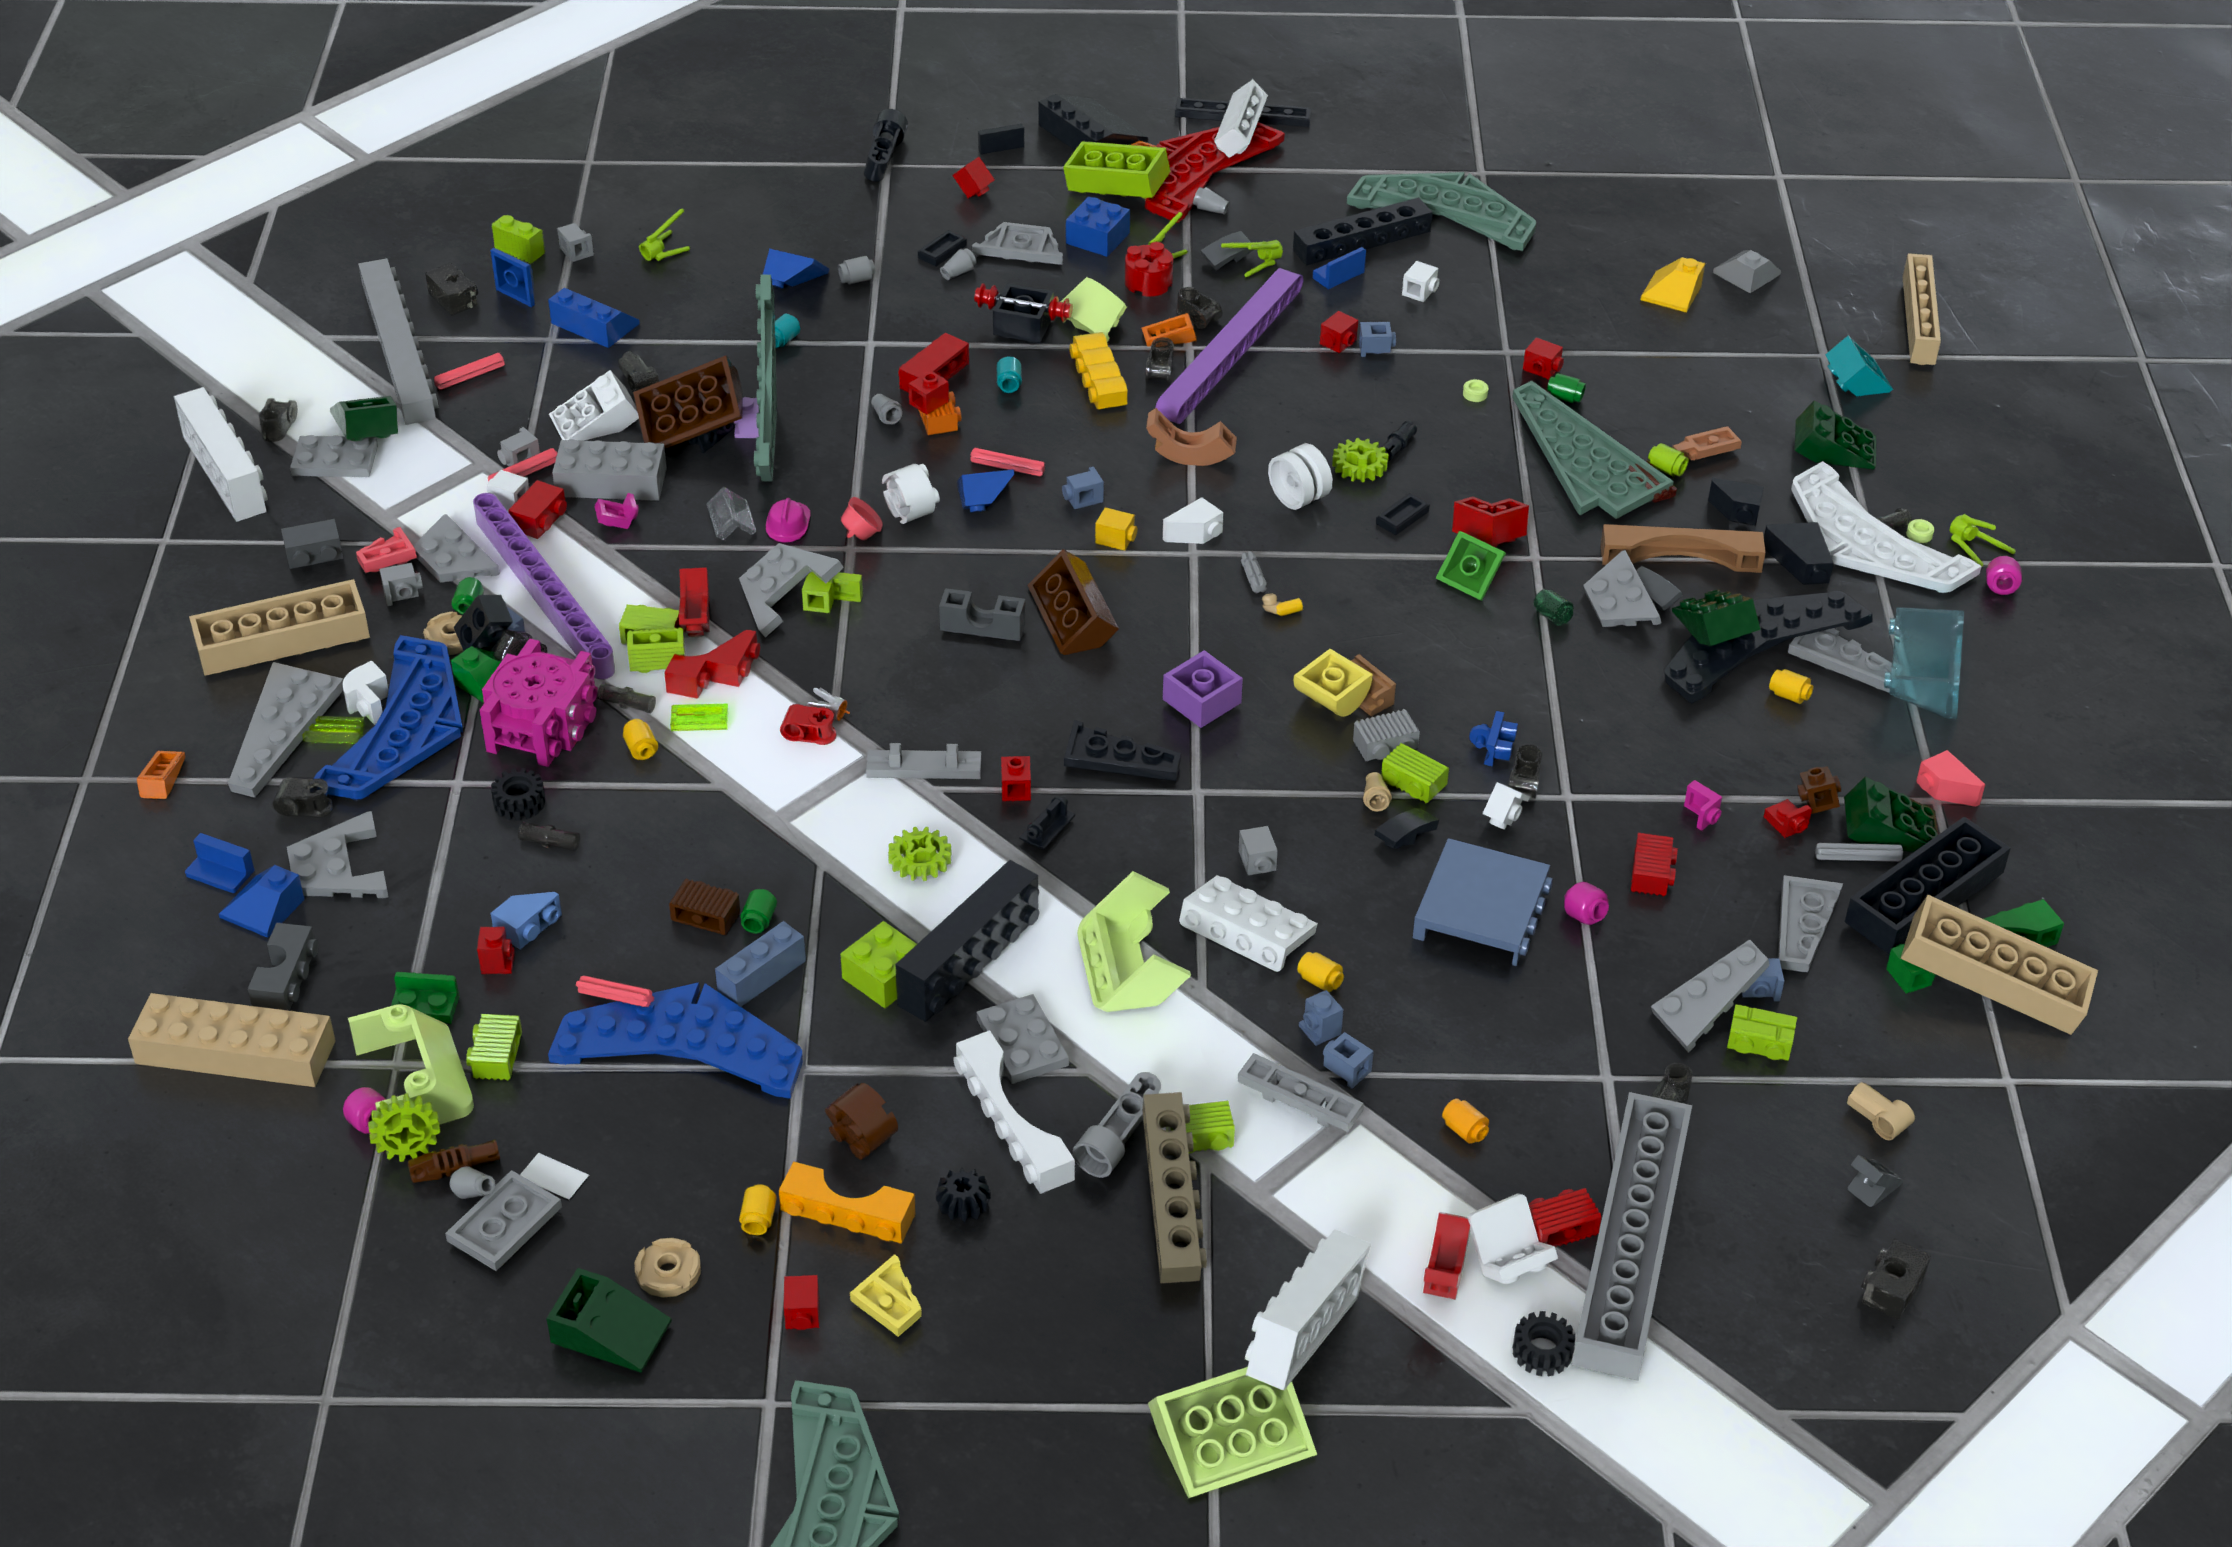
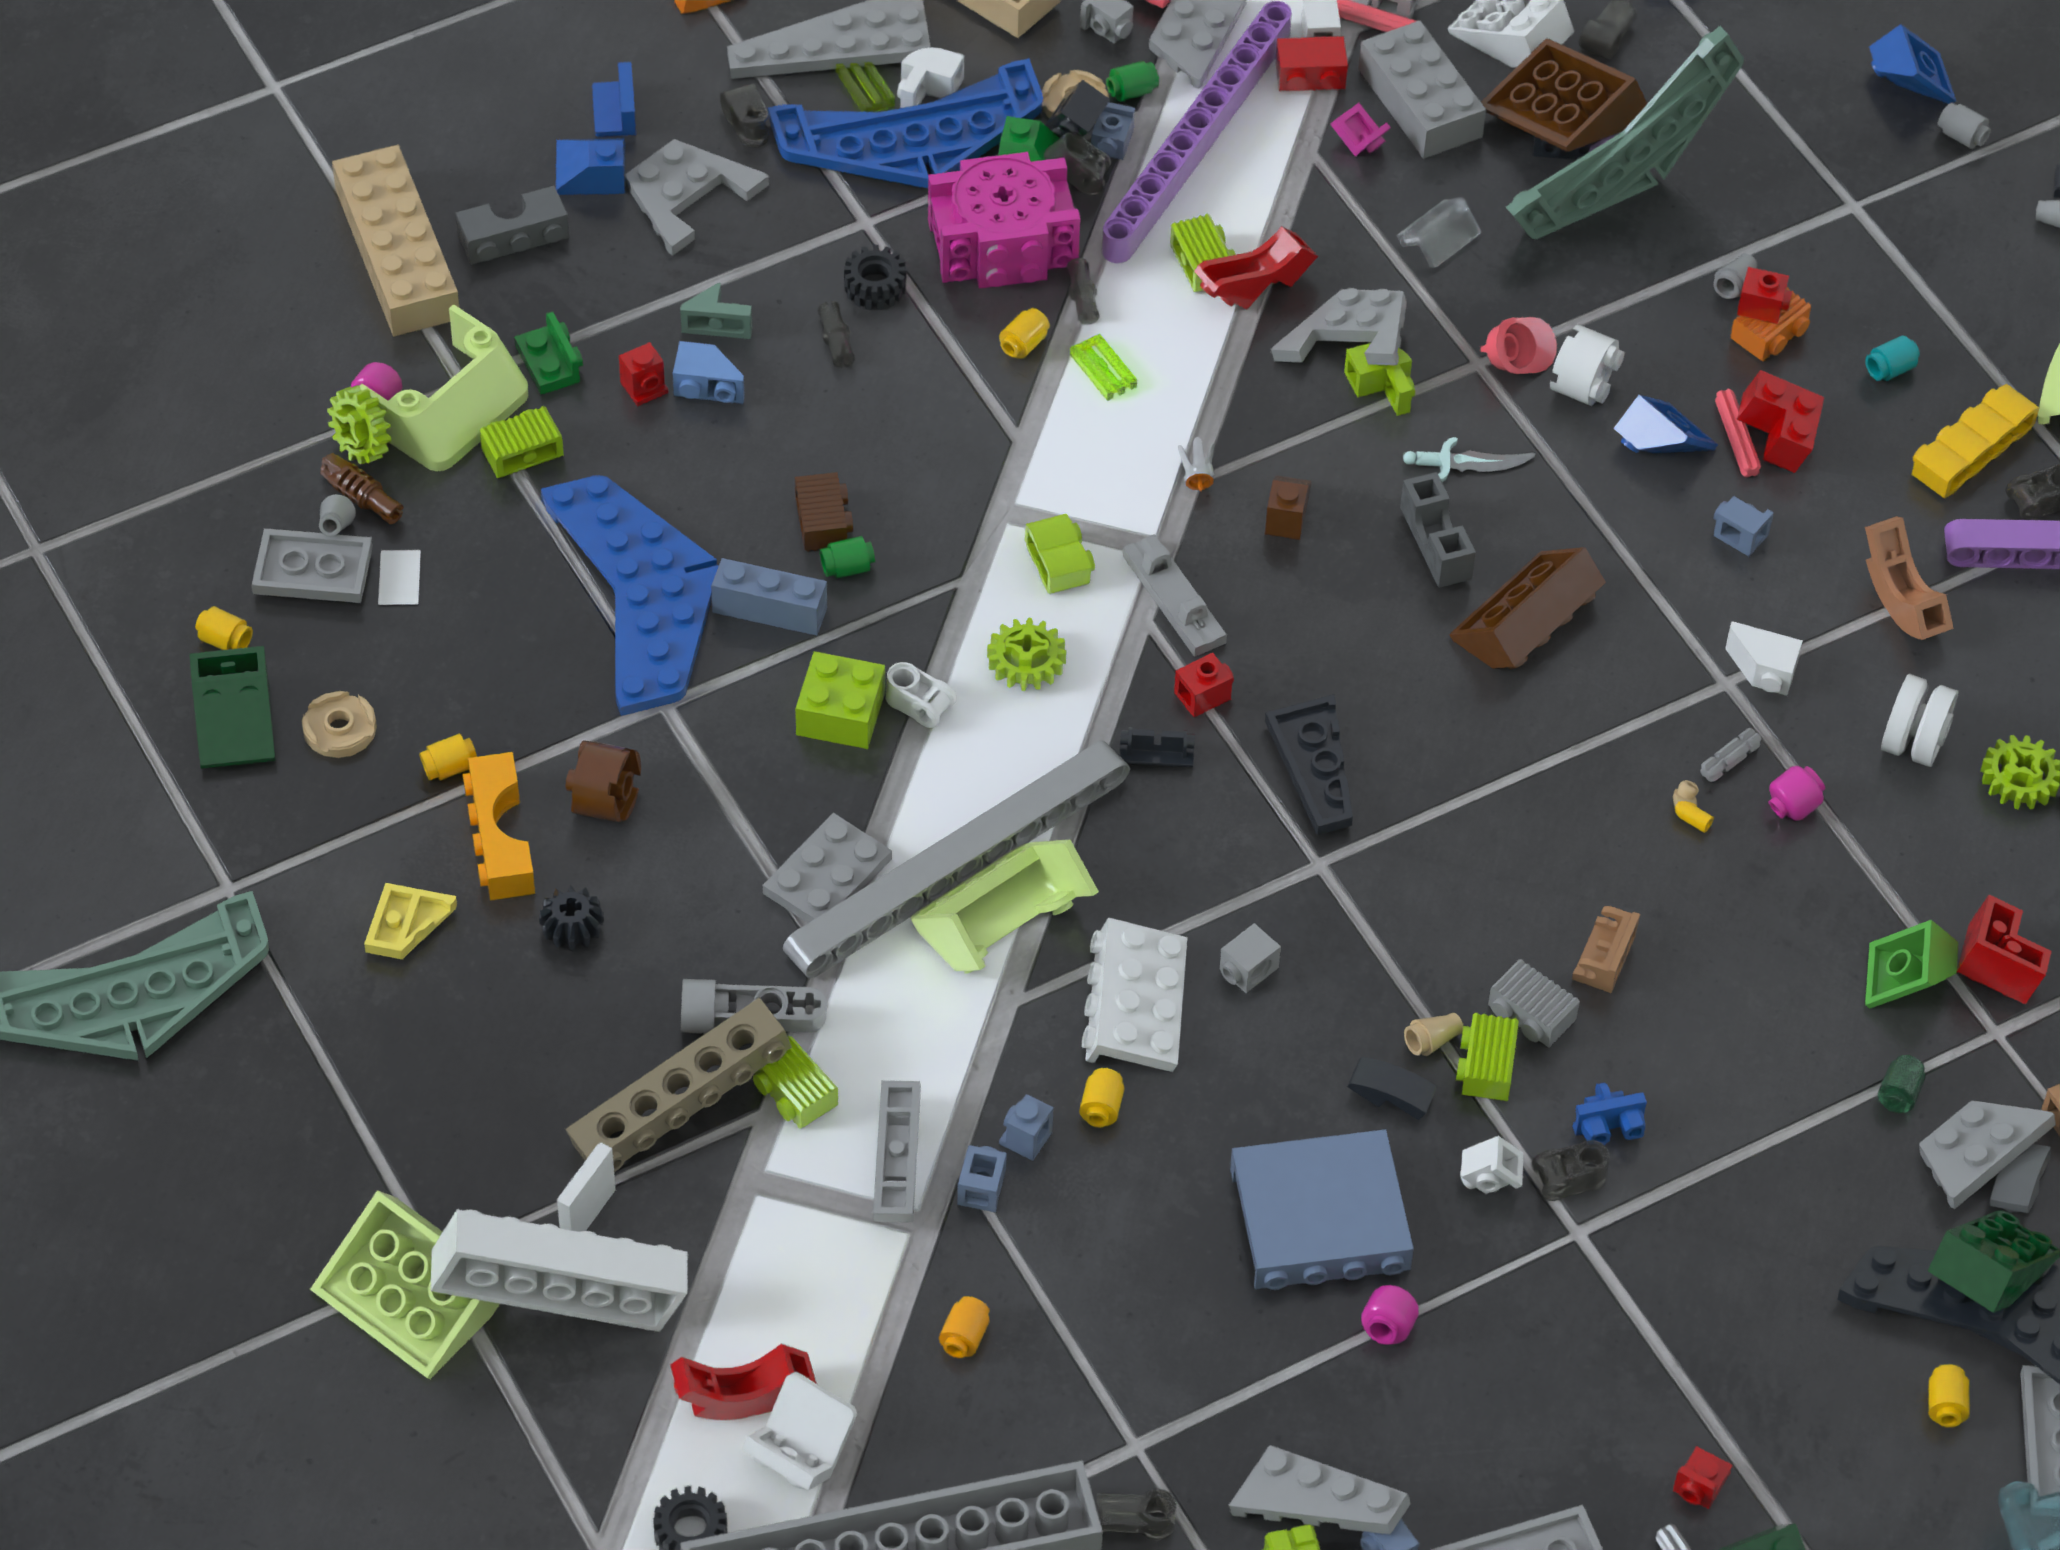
camera: 60 degrees right, 10 degrees up
(478, 891) = (709, 316): none -> sand green slope
(522, 1300) = (223, 629): none -> yellow brick
(615, 991) = (651, 496): coral axle -> none
(654, 648) = (1160, 275): lime brick -> none
(723, 665) = (1194, 345): red arch -> none
(786, 329) = (1793, 114): teal brick -> none
(787, 521) = (1477, 284): dark pink piece -> none
(801, 1302) = (351, 850): red brick -> none
(806, 724) = (1153, 464): red piece -> none
(846, 802) = (1058, 553): none -> lime brick
(899, 676) = (1287, 507): none -> reddish brown slope
(911, 920) = (922, 697): none -> white piece
(926, 586) = (1464, 461): none -> piece
(943, 356) = (1849, 281): red brick -> none
(967, 941) = (912, 752): black brick -> none
(1022, 310) = (2011, 312): black brick -> none
(1022, 431) = (1785, 413): none -> red brick
(1041, 1154) = (751, 859): white arch -> none
(1068, 967) = (955, 859): none -> light grey beam
(1115, 529) = (1693, 586): yellow brick -> none
(1202, 688) = (1469, 789): medium lavender brick -> none
(1230, 1279) = (587, 1190): none -> white tile
(1308, 553) = (1796, 793): none -> dark pink head
(1334, 682) = (1567, 911): light yellow brick -> none
(1402, 514) = (1963, 860): black tile -> none
(1565, 1217) = (873, 1471): red brick -> none
(1652, 864) = (1507, 1359): red brick -> none
(1703, 803) = (1647, 1388): dark pink bracket -> none
(1819, 789) = (1762, 1490): reddish brown brick -> none

